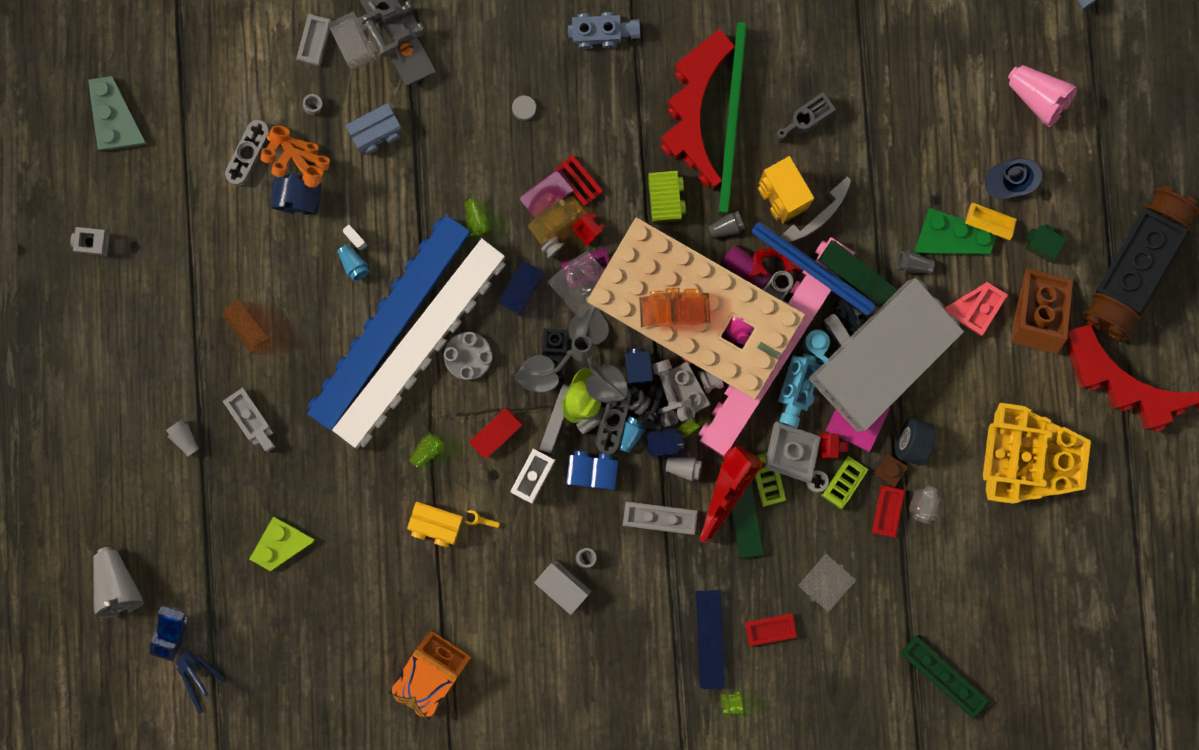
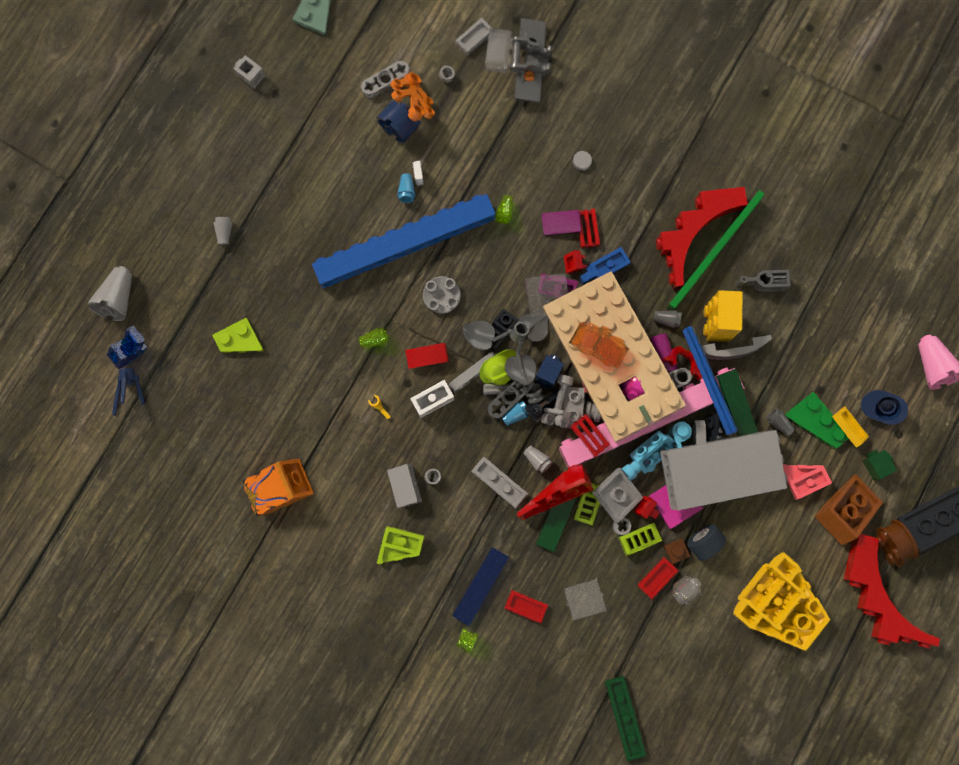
camera: 30 degrees right, 5 degrees down
(245, 326) = (311, 185): clear orange brick -> none
(250, 419) = (274, 246): light grey hinge -> none
(374, 129) = (476, 113): sand blue brick -> none
(419, 344) = (415, 266): white brick -> none
(435, 524) = (348, 389): yellow brick -> none
(521, 288) = (505, 272): clear blue brick -> none
(552, 247) = (543, 259): light grey bush -> none
(556, 219) = (556, 241): clear yellow brick -> none
(591, 471) = (474, 422): blue brick -> none
(597, 33) = (660, 142): sand blue brick -> none
(597, 651) = (399, 545): none -> lime wing
(624, 211) = (611, 262): none -> blue hinge
(664, 443) = (534, 432): clear blue brick -> none
(665, 197) = (638, 274): lime brick -> none
(689, 427) = (558, 433): clear neon green bush -> none
(744, 416) = (599, 448): none -> red tile

